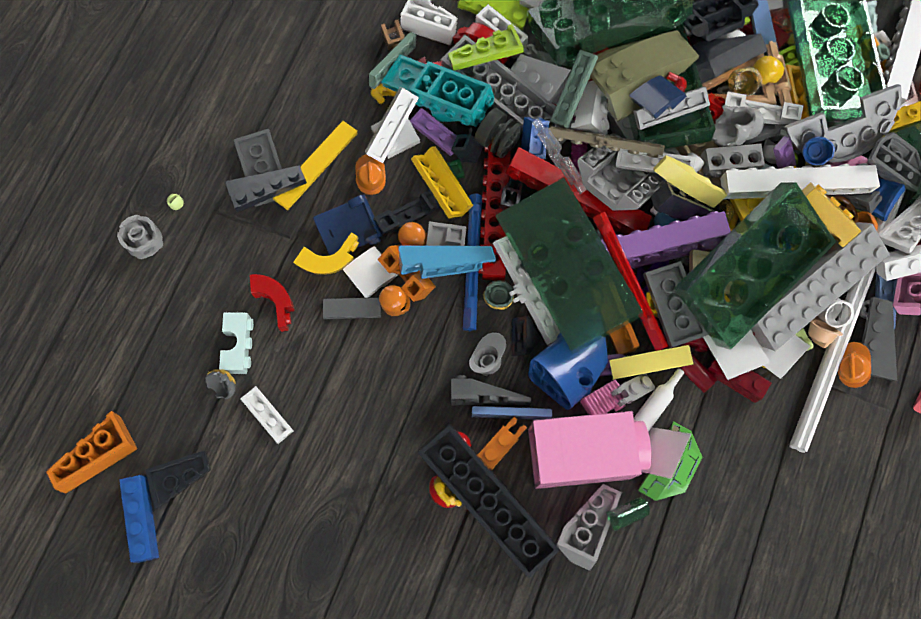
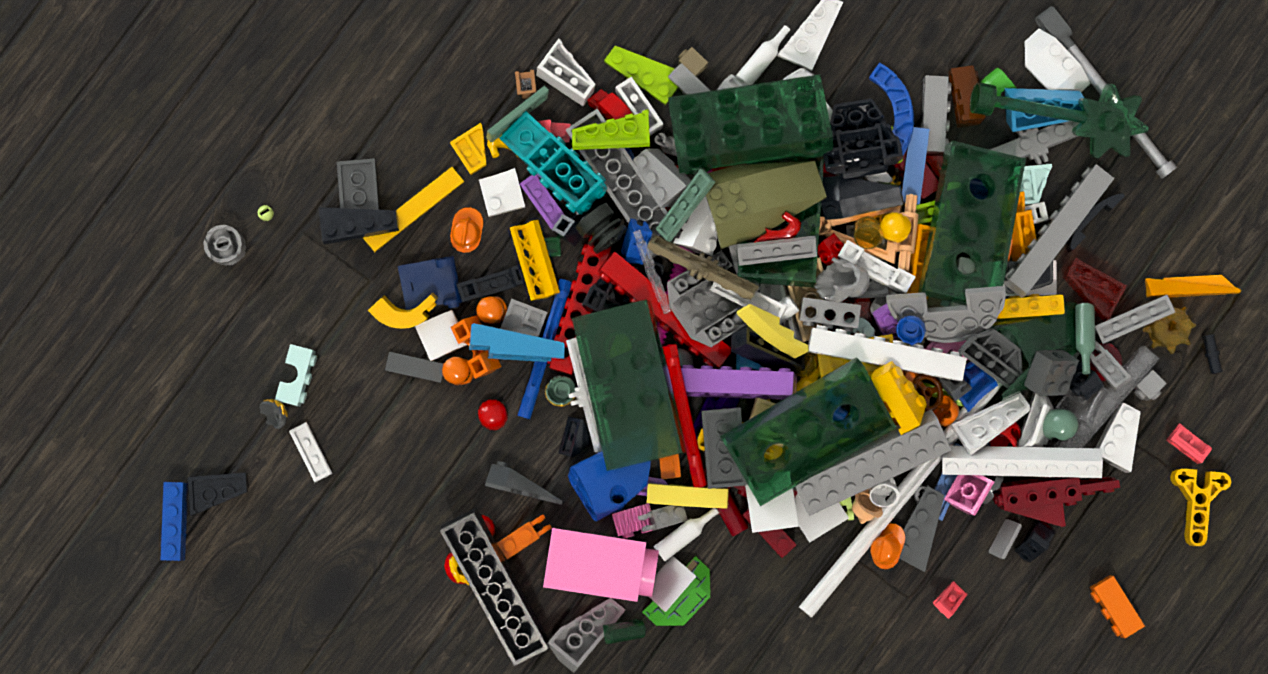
camera: 20 degrees right, 10 degrees up
(92, 455) = (147, 449): orange wedge -> none
(268, 288) = (346, 336): red arch -> none
(357, 102) = (471, 149): none -> yellow wing
(391, 124) = (497, 189): white fence -> none
(438, 334) = (492, 414): none -> red hair
(488, 354) = (533, 448): light grey piece -> none
(509, 413) = (541, 509): medium blue tile -> none
(657, 96) = (762, 238): dark blue slope -> none
(883, 52) = (1032, 231): sand green bush -> none

